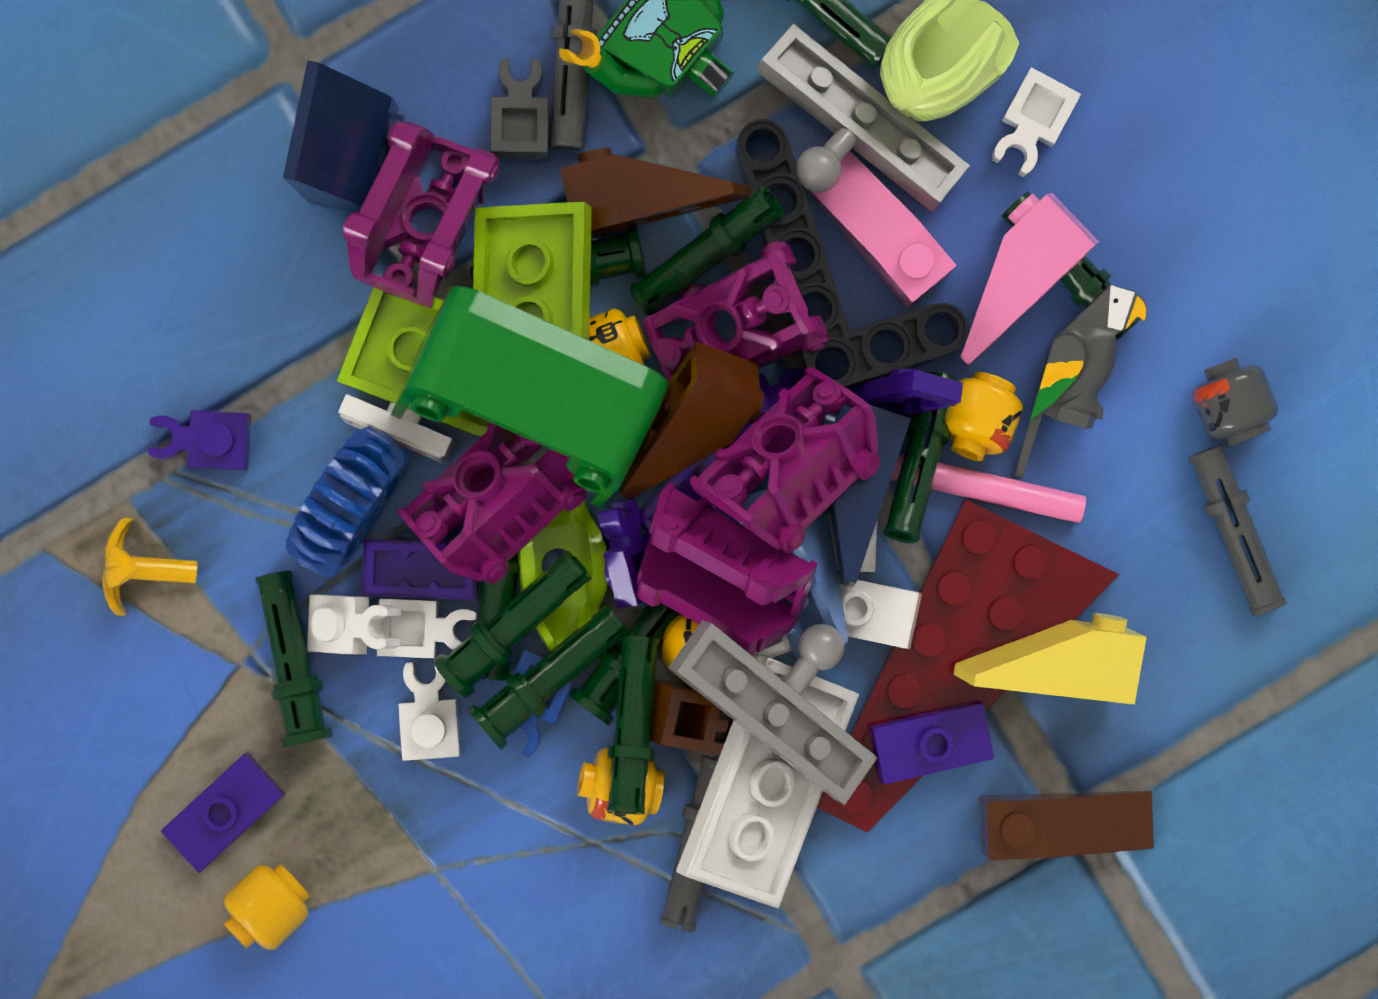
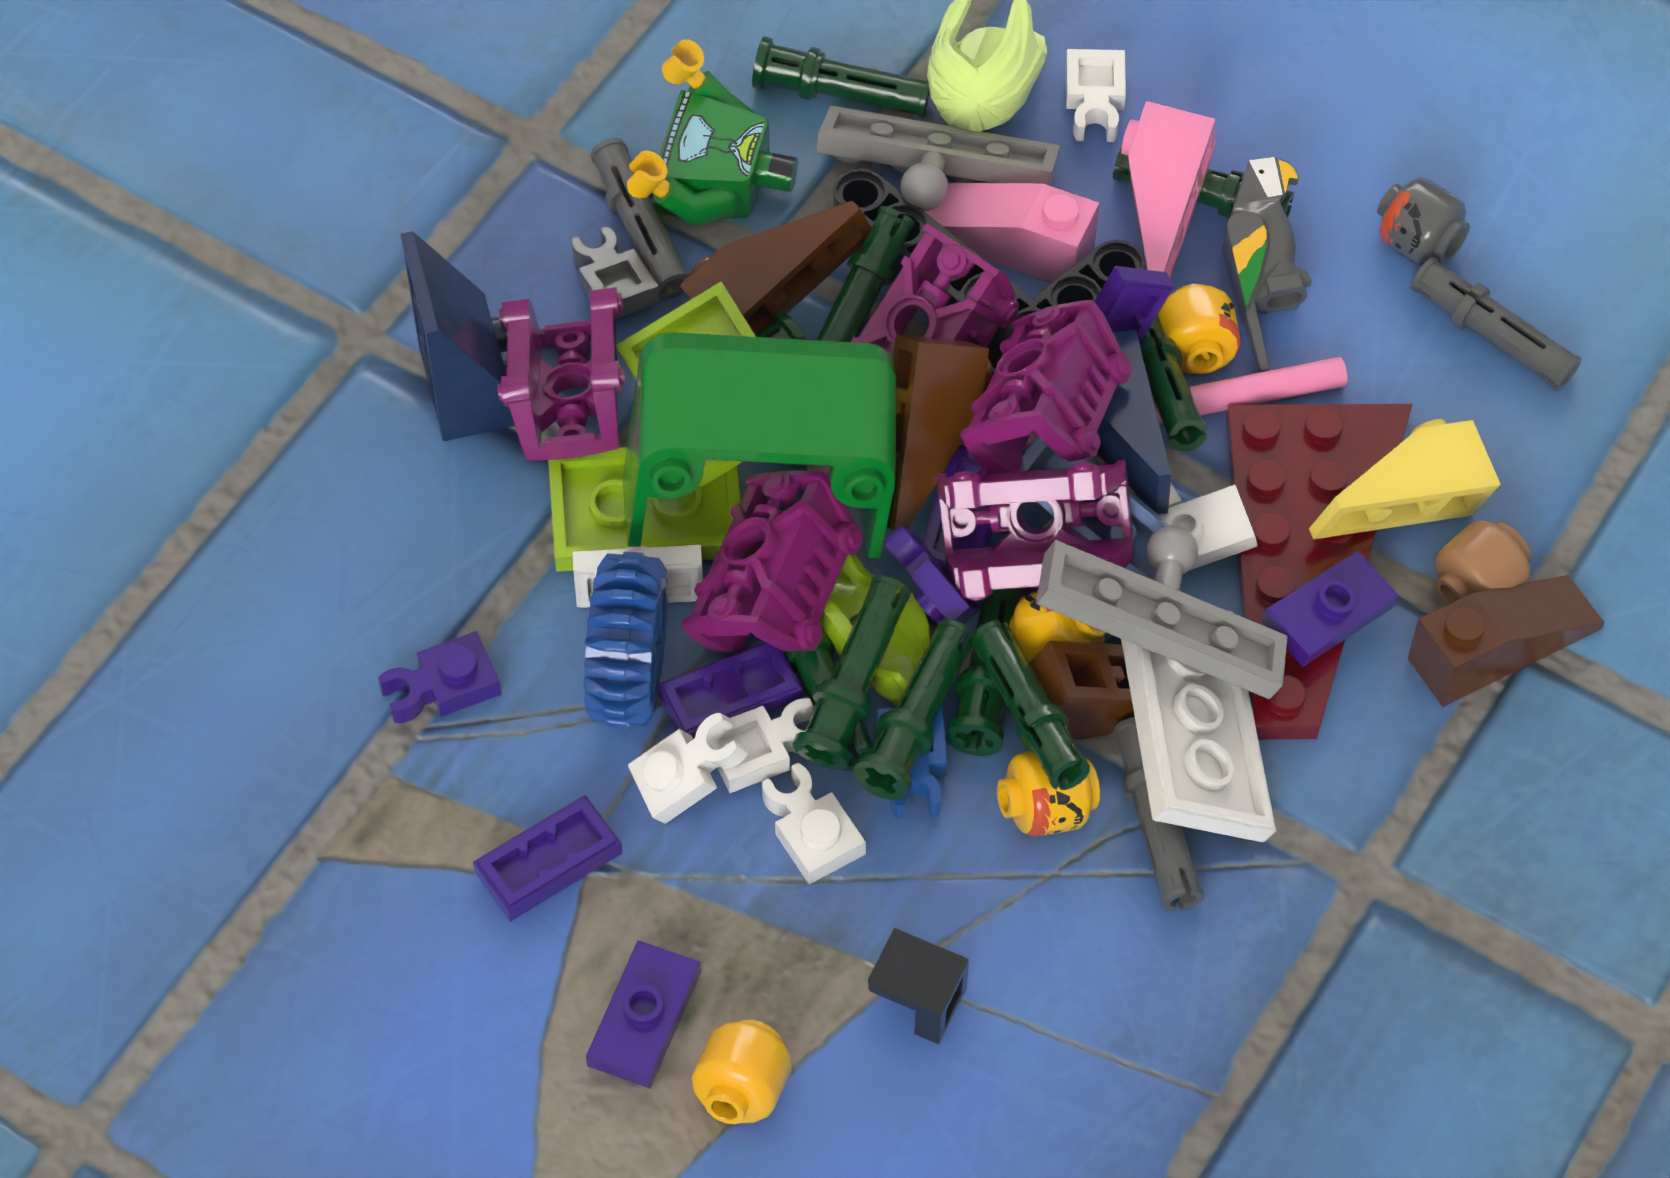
camera: 30 degrees left, 30 degrees down
(122, 567) = (416, 810): yellow plant -> none
(209, 647) = (547, 857): none -> dark purple plate
(296, 686) = (656, 849): dark green pin -> none
(433, 901) = (922, 980): none -> black panel
(1078, 761) = (1482, 559): none -> medium nougat head

